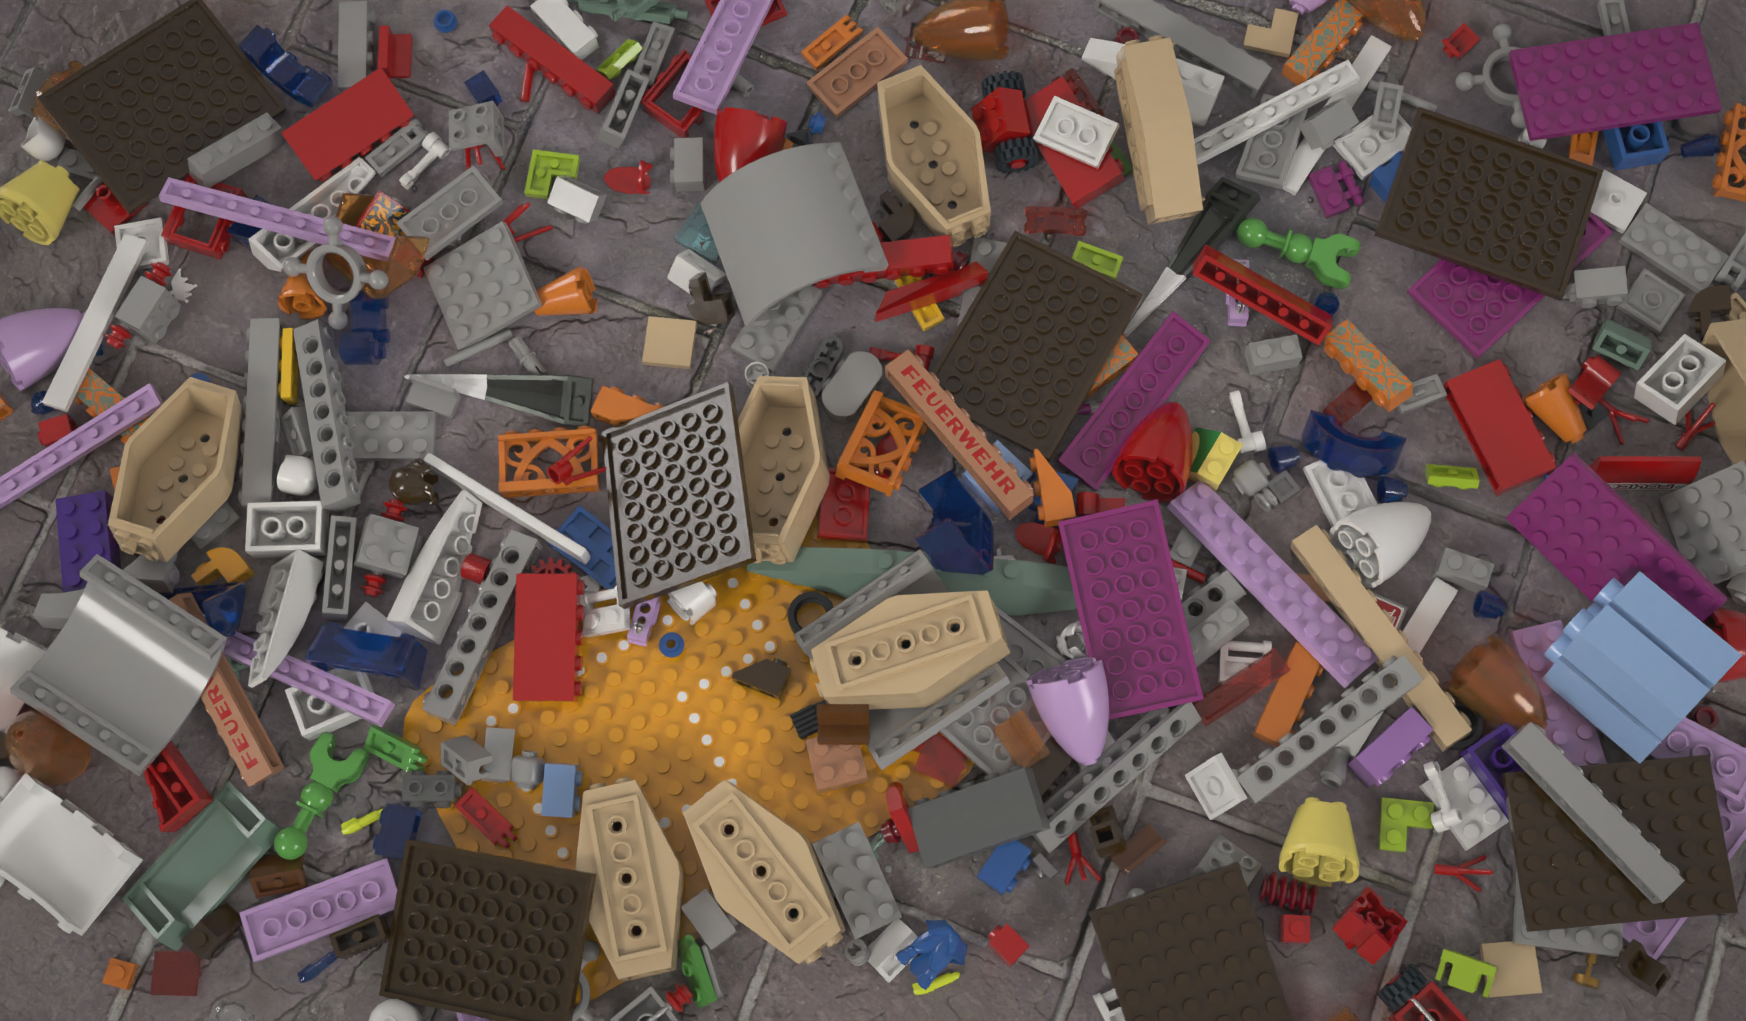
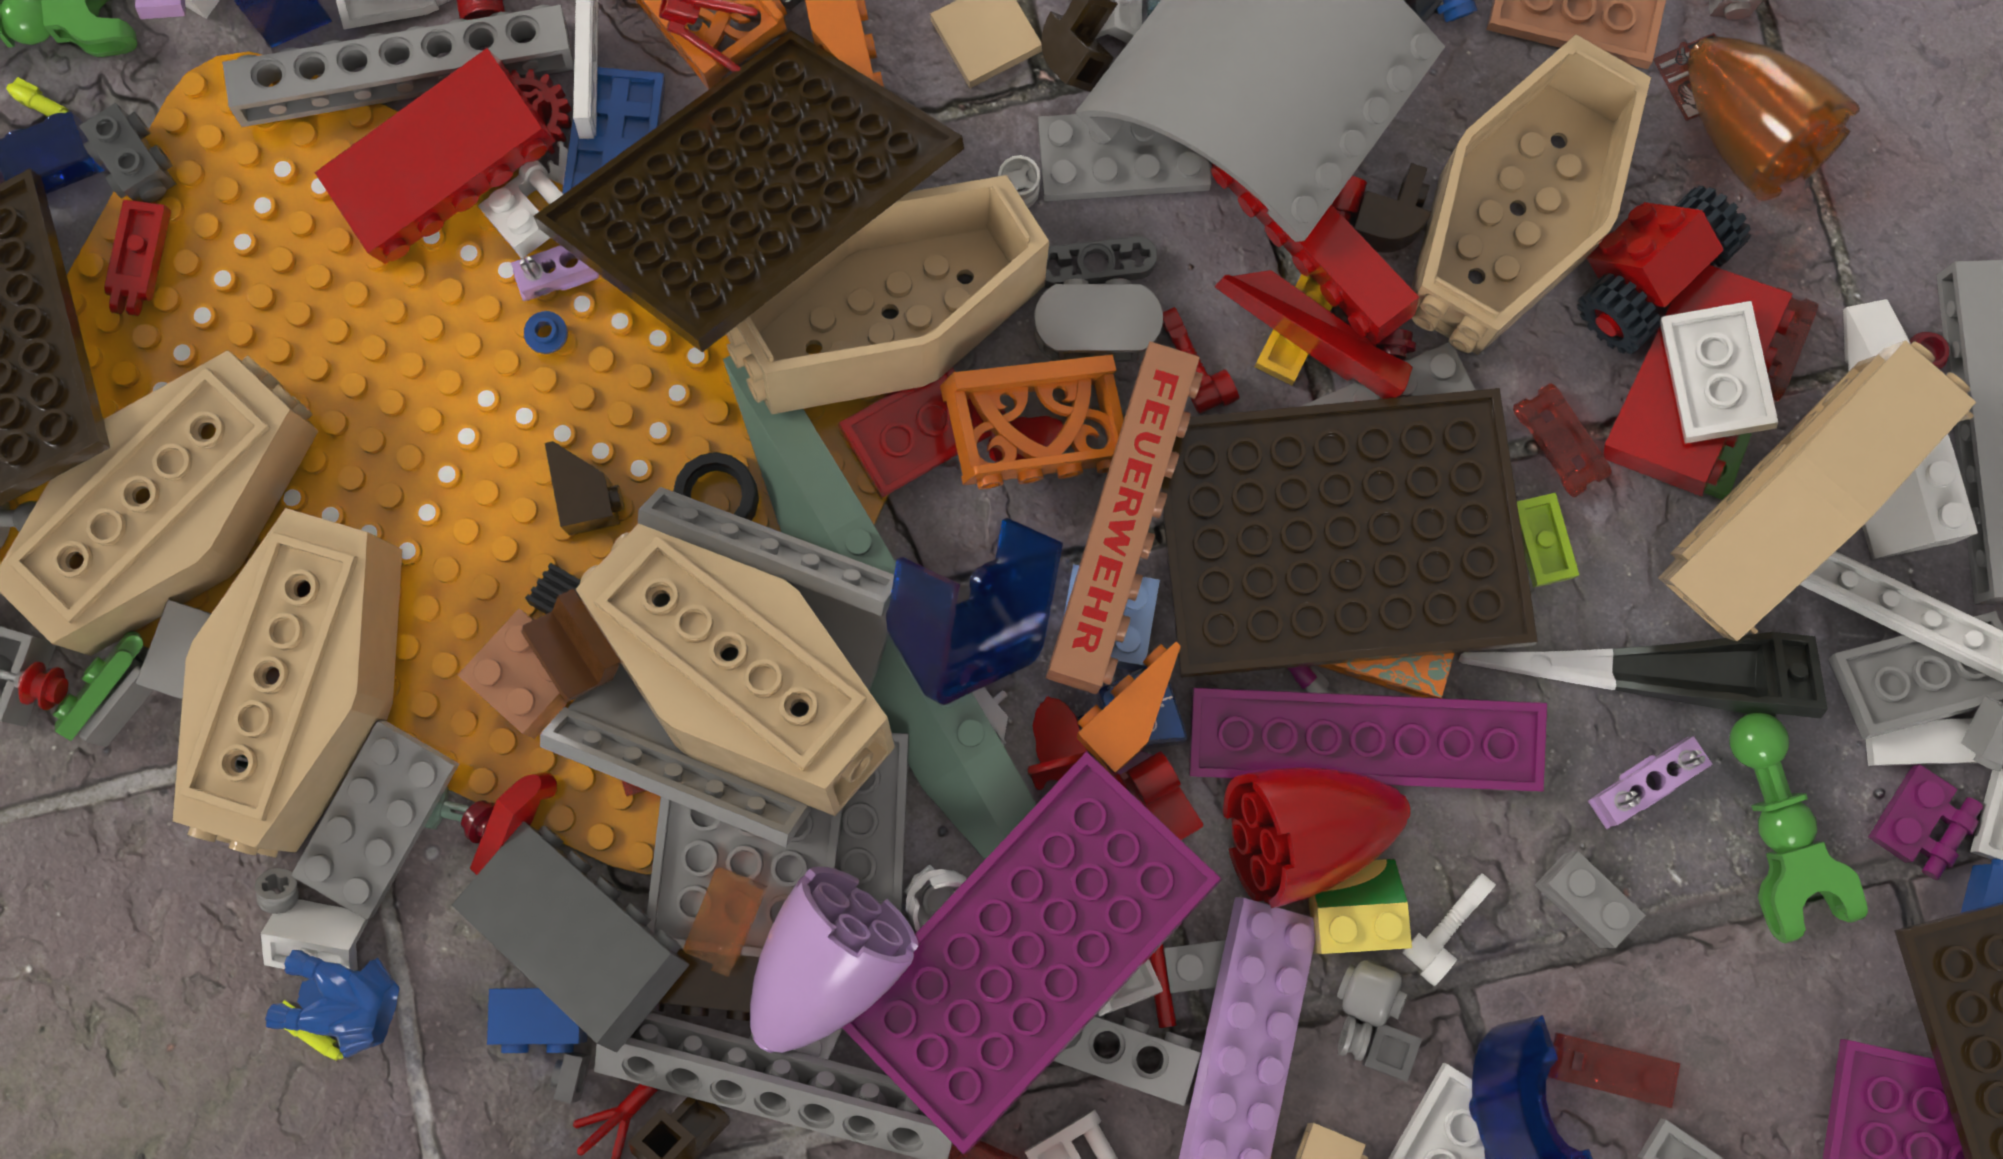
camera: 50 degrees right, 5 degrees up
(394, 749) = (157, 71): bright green hinge -> none
(464, 758) = (191, 166): light grey hinge -> none
(499, 744) = (230, 205): light grey hinge -> none
(527, 770) = (236, 262): light grey head -> none
(561, 790) = (236, 321): medium blue brick -> none
(693, 601) = (619, 319): white brick -> none
(940, 760) = (625, 823): clear red piece -> none
(1006, 944) = (414, 1101): red piece -> none
(1217, 631) = (1090, 1099): light grey brick -> none
(1262, 294) = (1669, 821): red brick -> none
(1283, 457) = (1439, 1021): clear blue hat -> none
(1327, 302) = (1731, 928): clear blue plate -> none
(1368, 366) = (1675, 1058): orange brick -> none

